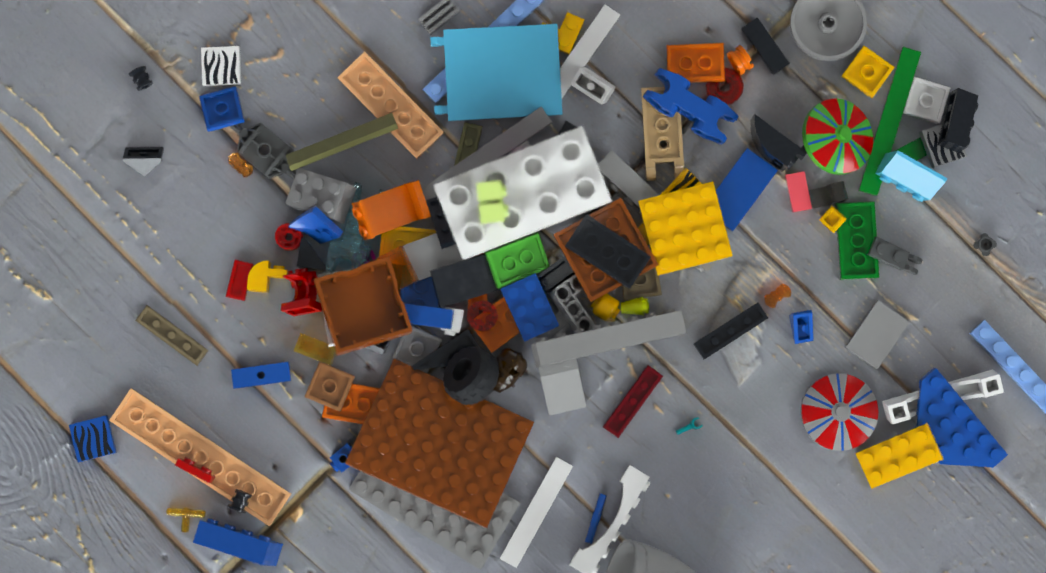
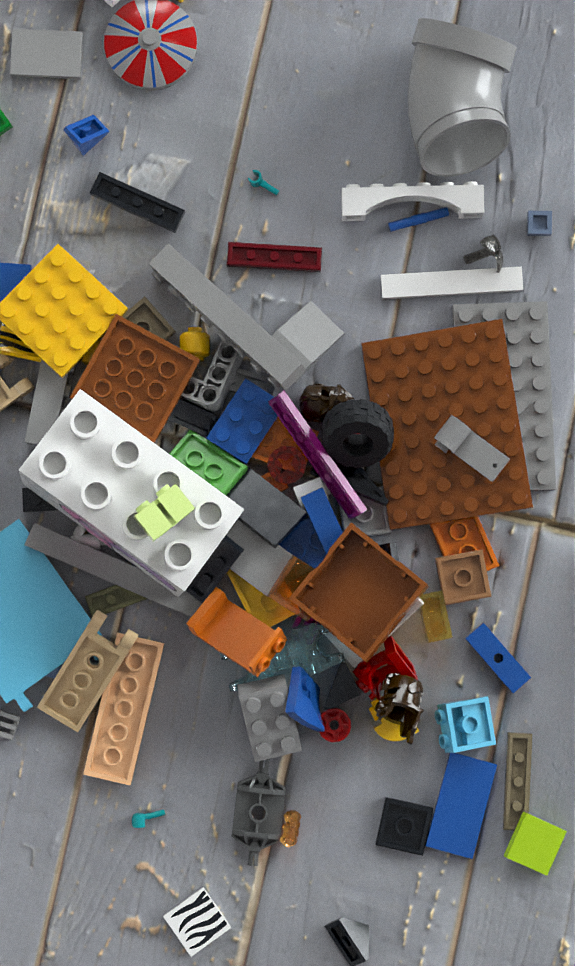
camera: 125 degrees left, 0 degrees up
(124, 319) = (535, 843): none -> lime tile
(181, 287) = (461, 805): none -> blue tile
(192, 241) = (404, 826): none -> black tile
(221, 109) = (243, 889): blue tile -> none
(231, 324) = (465, 725): none -> medium azure plate
(238, 280) = (422, 746): red tile -> none
(272, 288) = (401, 703): none -> dark brown helmet
(312, 70) = (138, 819): none -> teal hand
(336, 463) = (518, 517): blue brick -> none
(341, 141) = (197, 733): olive tile -> none
(411, 446) = (470, 448): none -> light grey door
(426, 86) = (81, 681): none -> tan hinge
(474, 339) = (317, 455): none -> magenta tile
(543, 552) = (492, 247): none -> clear smoke plant
(608, 251) = (136, 372): black plate -> none
(636, 306) = (174, 314): neon yellow cone -> none
(777, 295) = (68, 178): clear orange piece -> none

